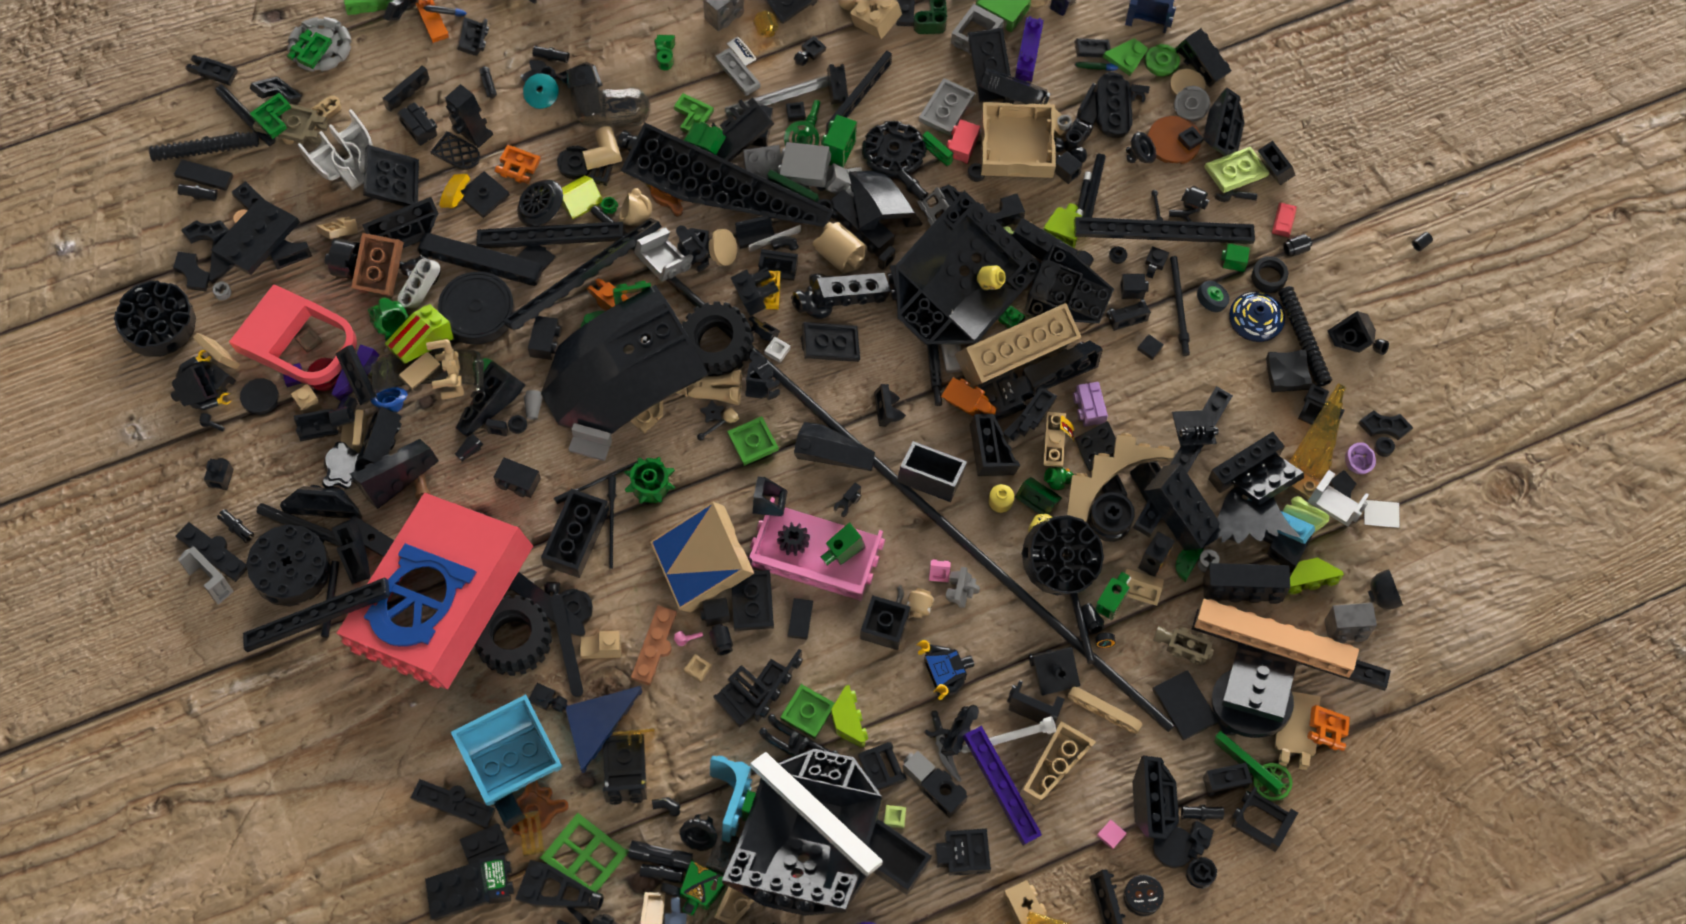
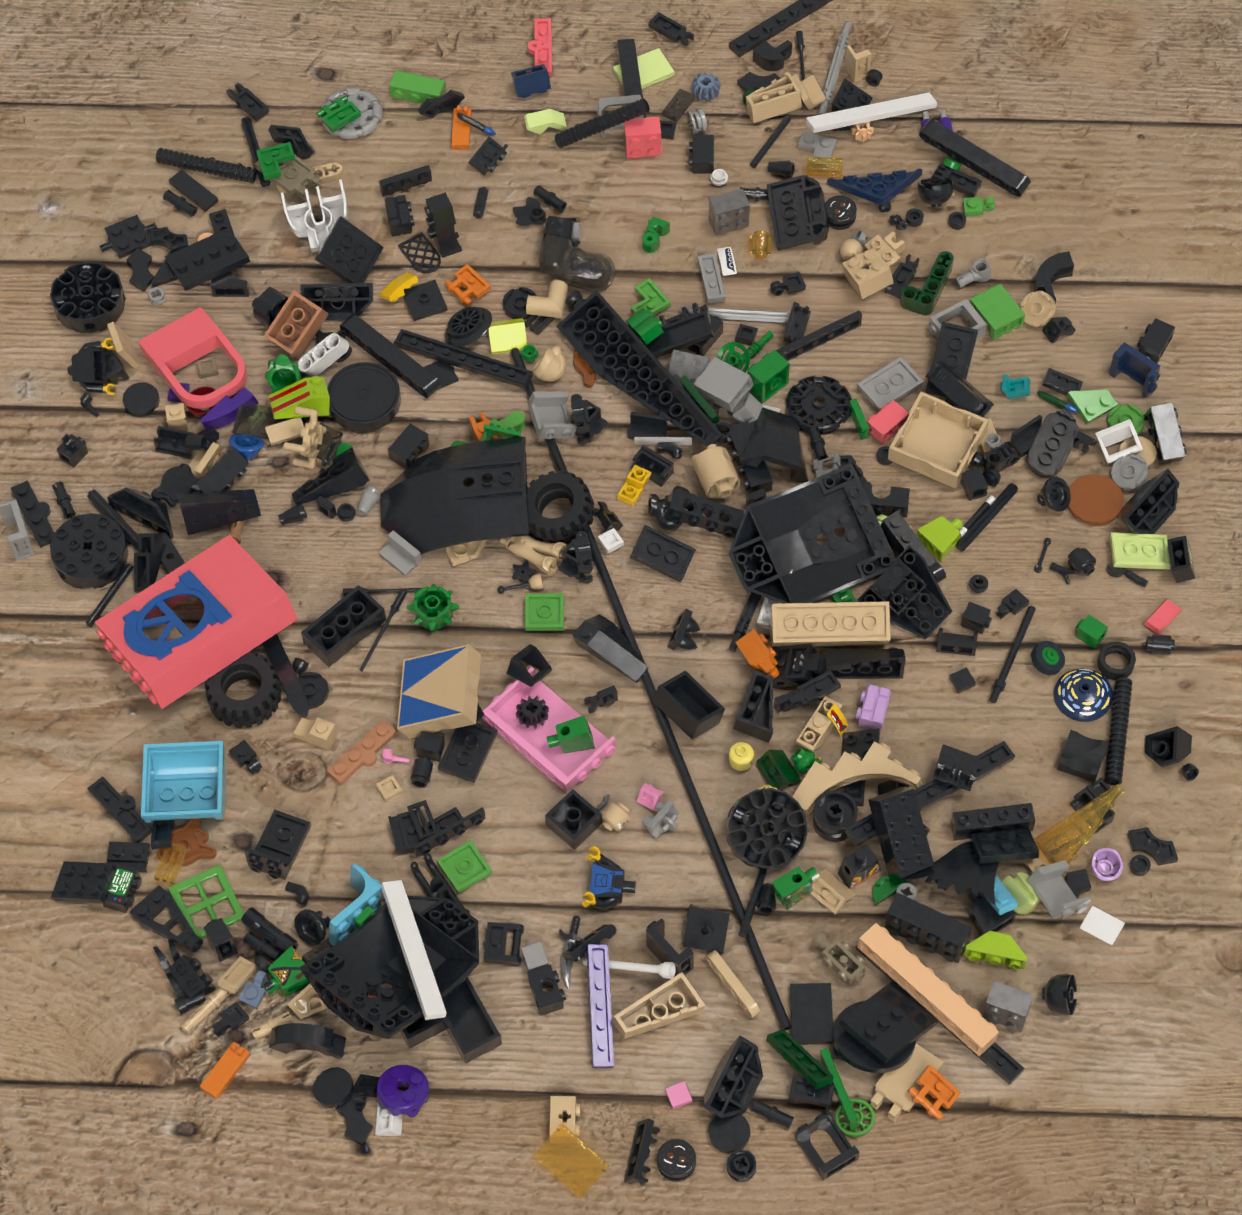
camera: 30 degrees right, 5 degrees down
(162, 244) = (128, 236): none -> black plate
(316, 614) = (87, 600): black tile -> none
(343, 227) = (276, 280): tan plate -> none
(356, 374) = (226, 410): black plate -> none
(517, 478) = (320, 558): black brick -> none
(541, 99) = (523, 235): teal dish -> none
(567, 645) = (285, 718): black piece -> none
(581, 274) = (463, 405): black plate -> none
(596, 721) = (275, 793): dark blue tile -> none
(620, 885) = (220, 939): none -> black brick
(629, 276) = (515, 420): none -> bright green leg
(634, 732) = (307, 818): clear yellow piece -> none
(723, 247) = (609, 429): tan tile -> none
(749, 294) = (611, 478): black brick -> none
(800, 618) = (502, 785): black tile -> none
(847, 718) = (495, 887): lime slope -> none
(895, 816) = (492, 991): yellowish green tile -> none
(964, 852) = (535, 1049): black piece -> none
(991, 277) = (841, 554): light yellow head -> none
(1029, 49) = (998, 361): dark purple brick -> none
(1056, 66) = (1015, 387): none -> teal bracket
(1105, 640) = (768, 923): black tile -> none
(1163, 74) = (1116, 434): none -> white tile
(1164, 230) = (1034, 578): black plate -> none
(1190, 138) = (1109, 503): black tile -> none
(1200, 836) = (757, 1134): black plate -> none
(1203, 752) = (799, 1059): none -> dark green plate

